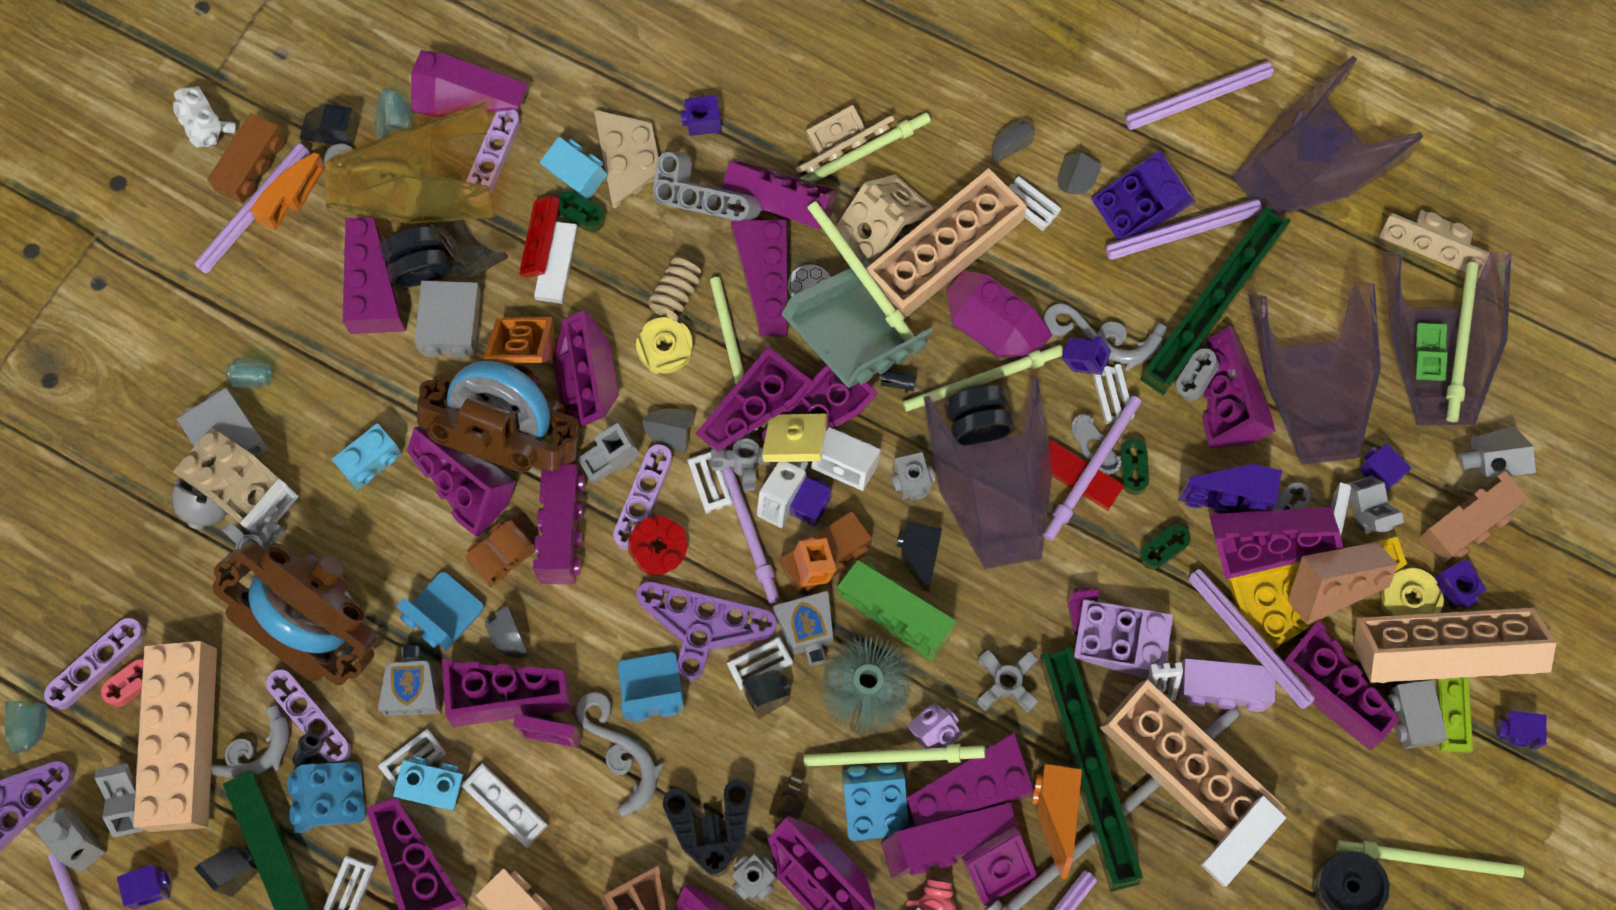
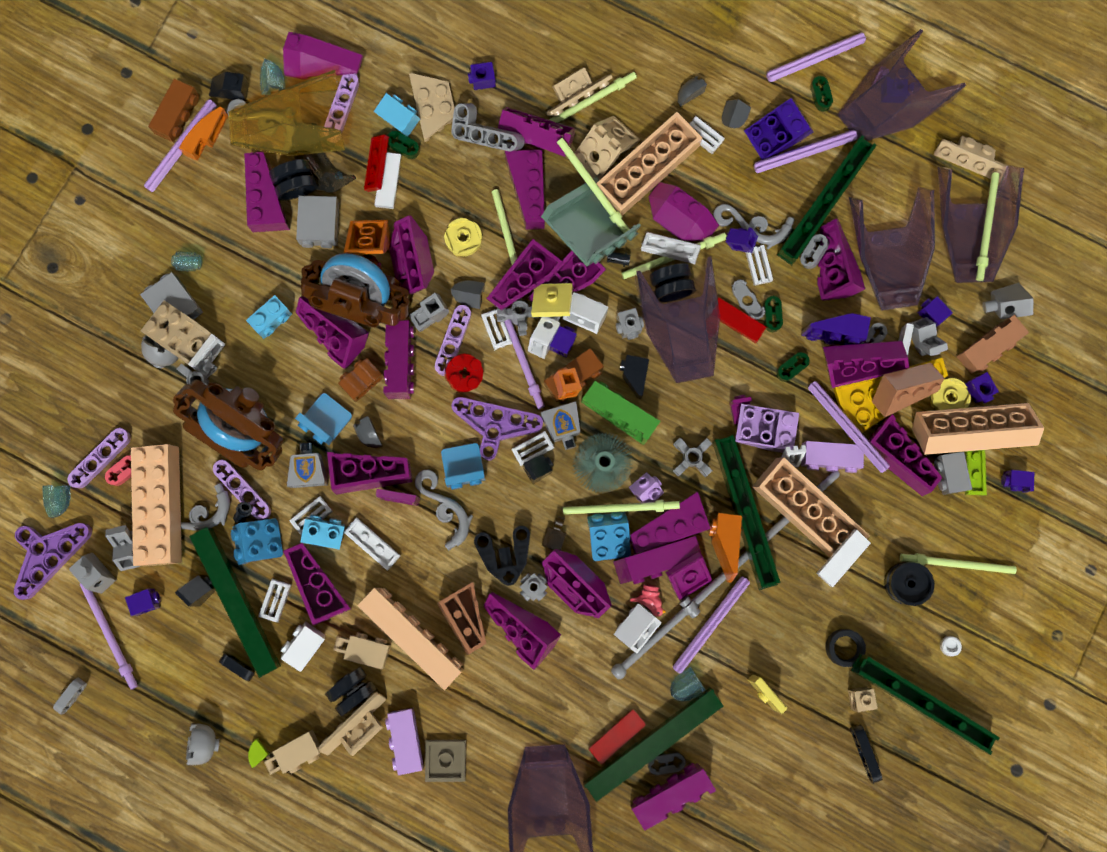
camera: 10 degrees left, 10 degrees up
(198, 117) = (138, 82): white brick -> none
(673, 287) = (467, 197): tan piece -> none
(806, 277) = (555, 190): white sticker -> none
(978, 365) = (670, 248): none -> white tile
(1064, 512) = (727, 346): lavender bar -> none
(1202, 148) = (825, 92): none -> dark green beam
(1430, 352) = (966, 233): bright green slope -> none

